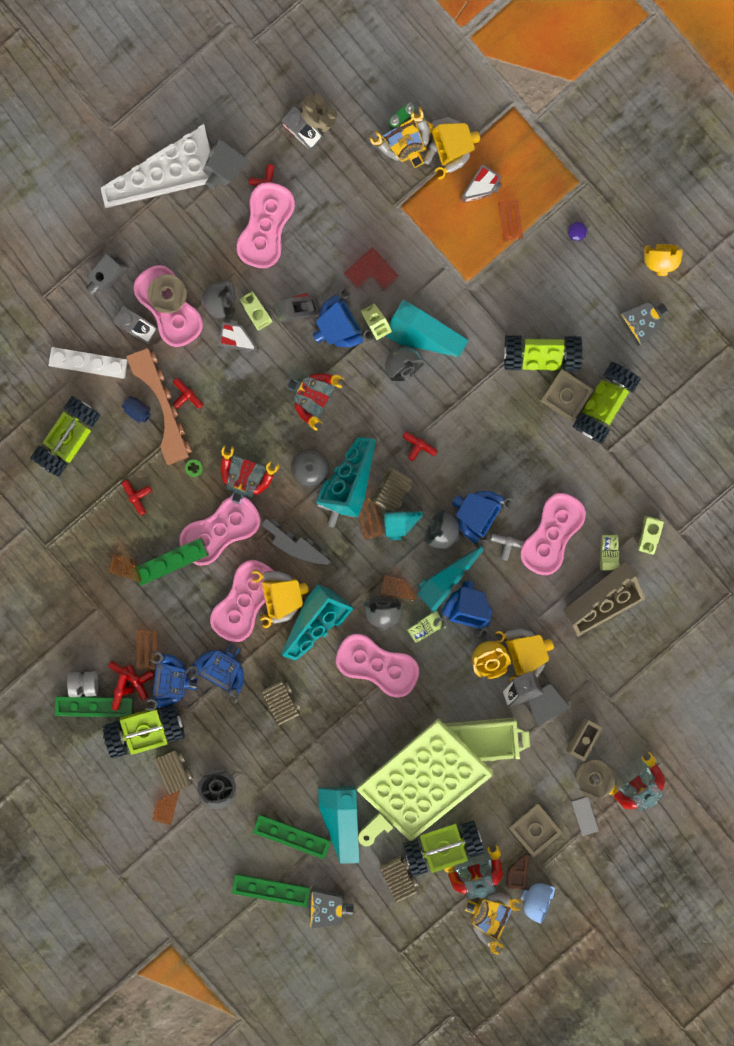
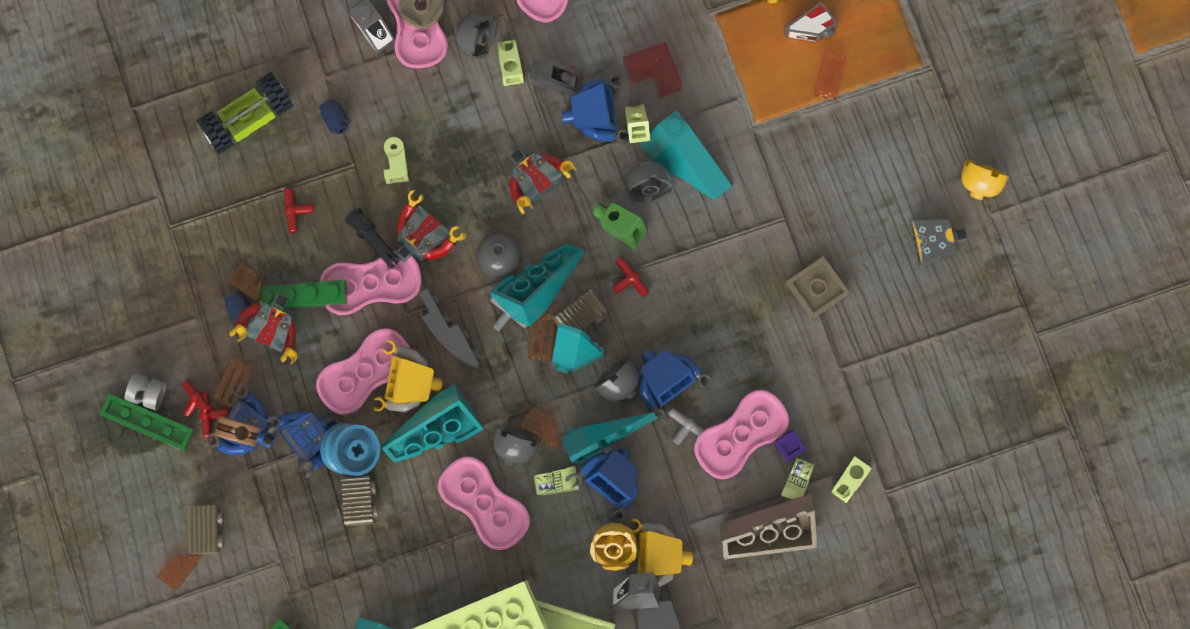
camera: 25 degrees right, 10 degrees down
(88, 362) = (303, 47): white plate -> none
(120, 690) = (184, 414): red piece -> none
(127, 591) = (235, 304): none -> dark blue brick
(143, 731) = (190, 470): plate -> none
(156, 597) = (268, 326): none -> torso
(168, 690) = (237, 431): none -> medium nougat head
(173, 443) = (358, 169): nougat arch -> none
(187, 394) = (397, 122): red piece -> none
(197, 463) = (375, 211): bright green bush -> none
(199, 490) = (366, 230): none -> black pin
(200, 425) = (397, 161): none -> yellowish green leg
(217, 789) = (244, 569): dark grey cylinder -> none
(235, 337) = (475, 82): slope -> none
(259, 667) = (350, 449): none -> dark azure wheel
(402, 407) = (621, 224): none -> bright green torso
(543, 353) = (808, 230): plate -> none
(577, 231) = (899, 115): dark purple tile -> none
(593, 527) = (789, 445): none -> dark purple plate
(606, 402) = (858, 310): plate -> none

